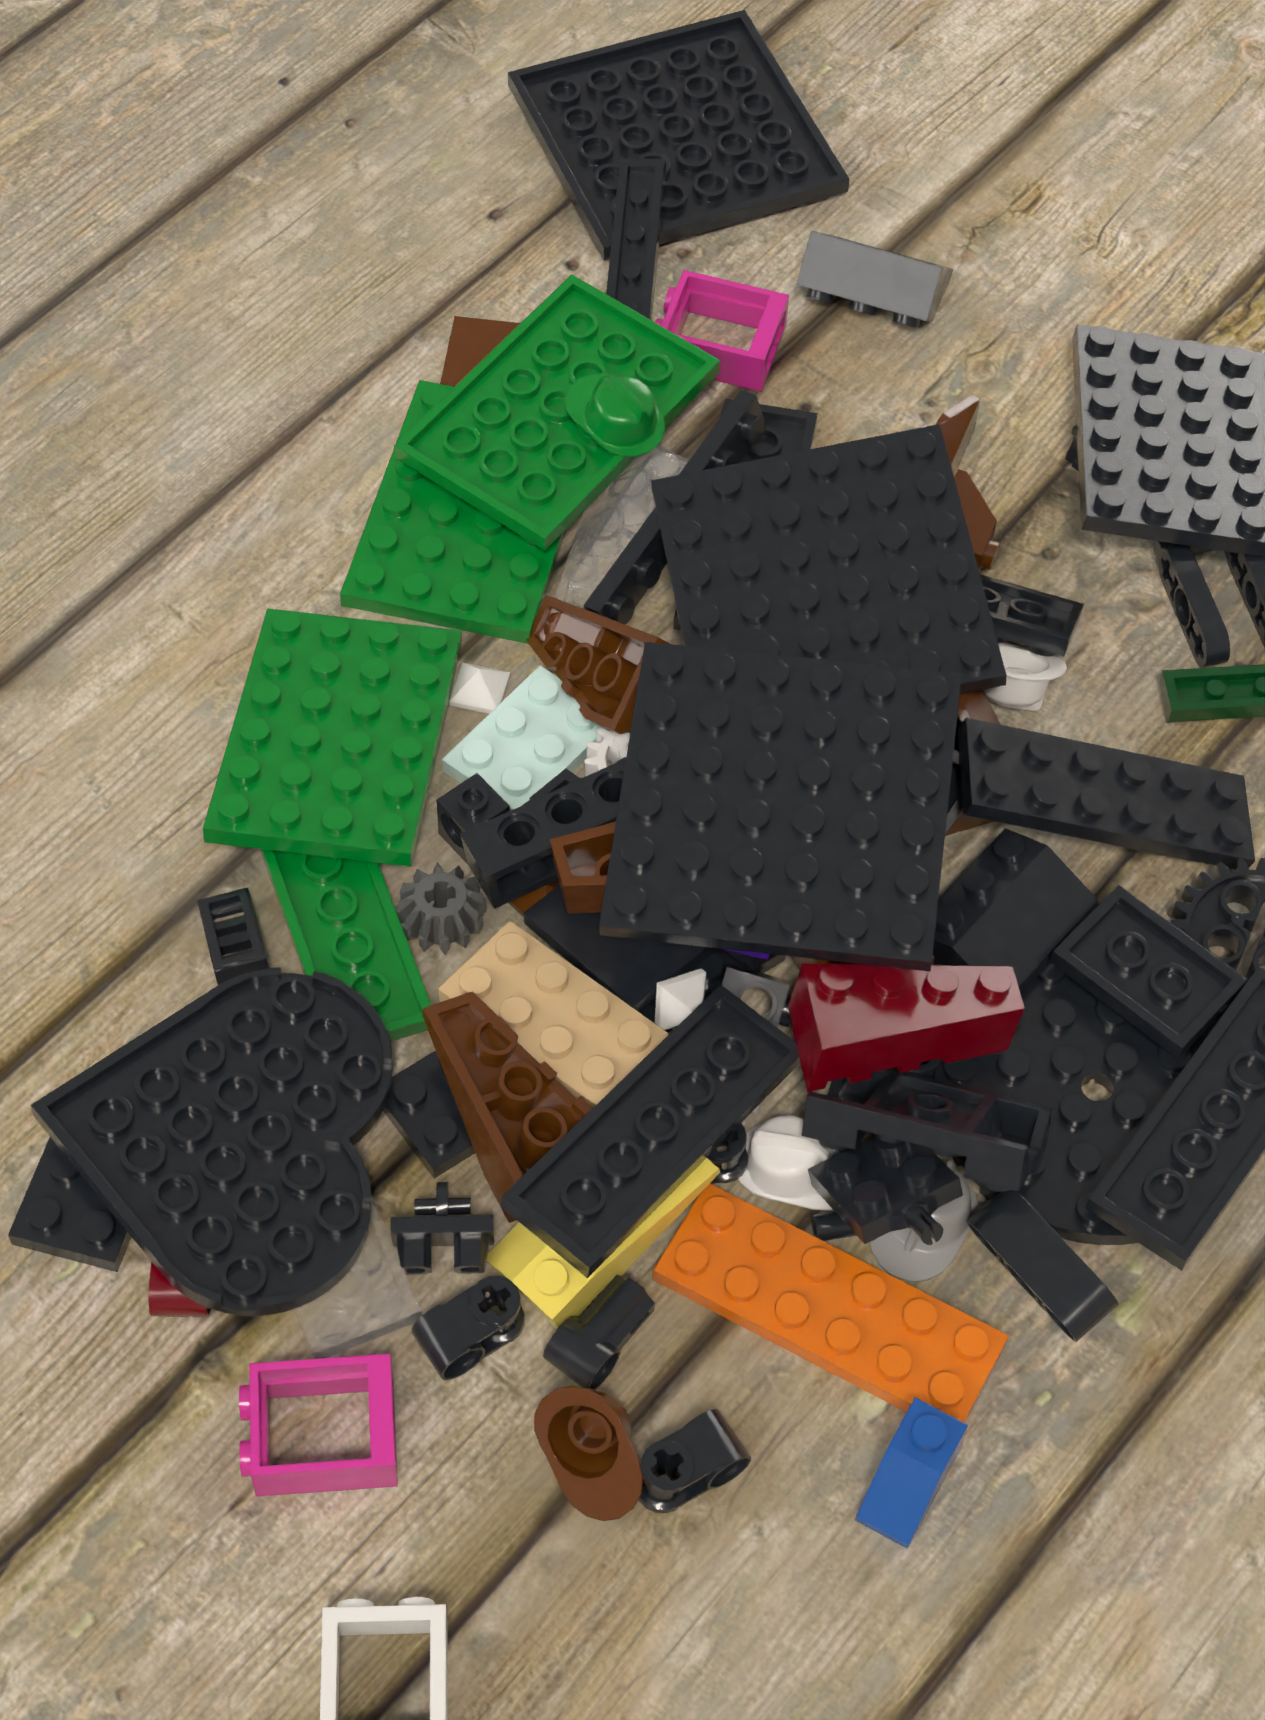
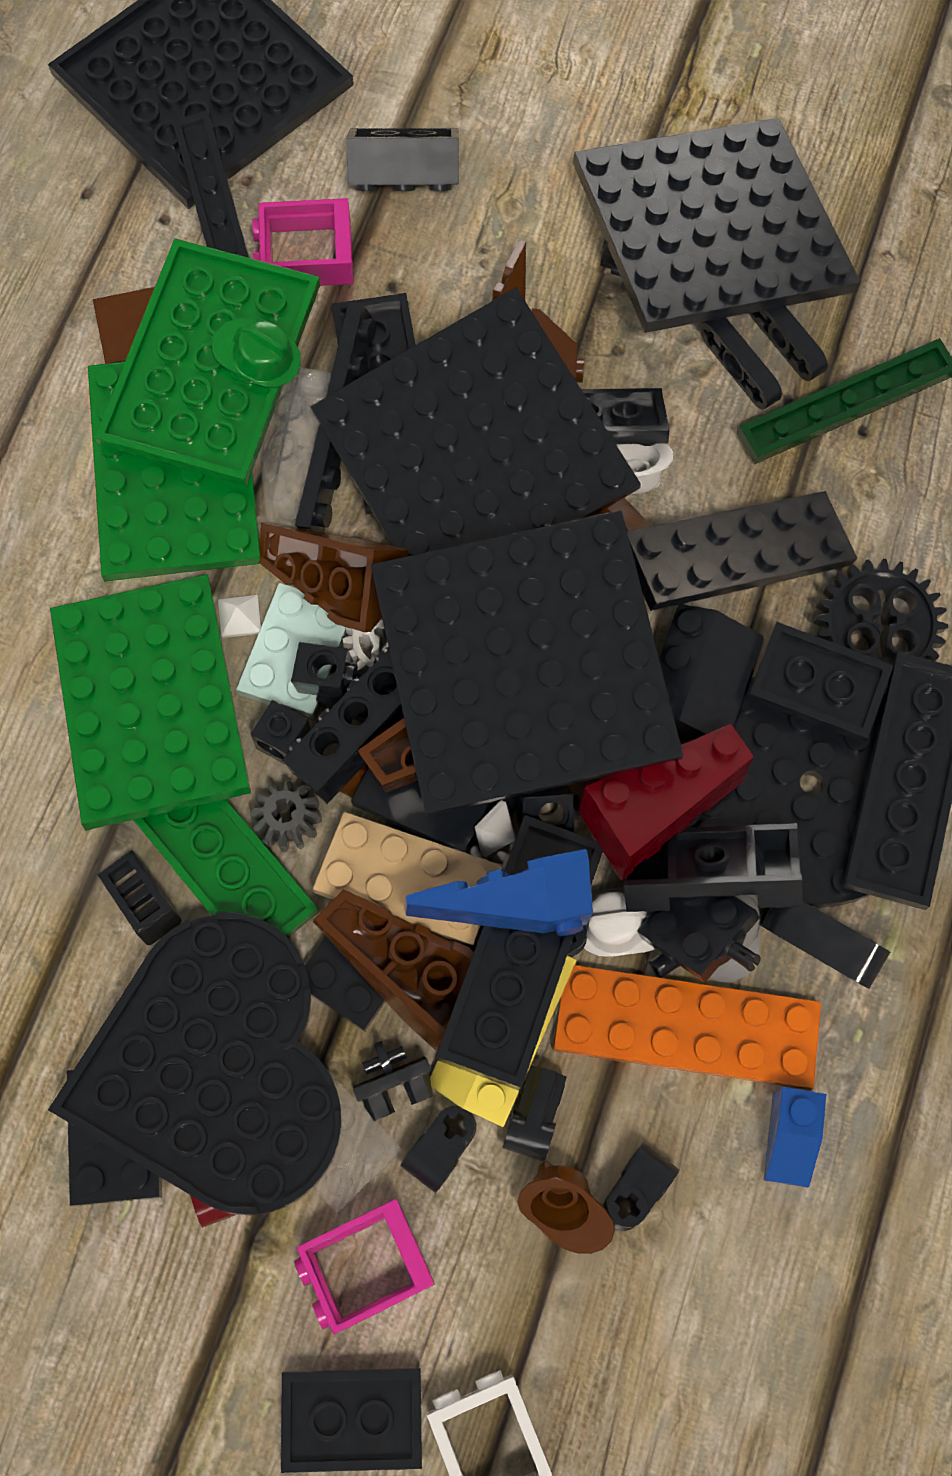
camera: 20 degrees left, 15 degrees up
(231, 1592) = (351, 1420): none -> black plate
(543, 745) = (311, 659): none -> black brick
(686, 1058) = (541, 899): none -> blue wedge

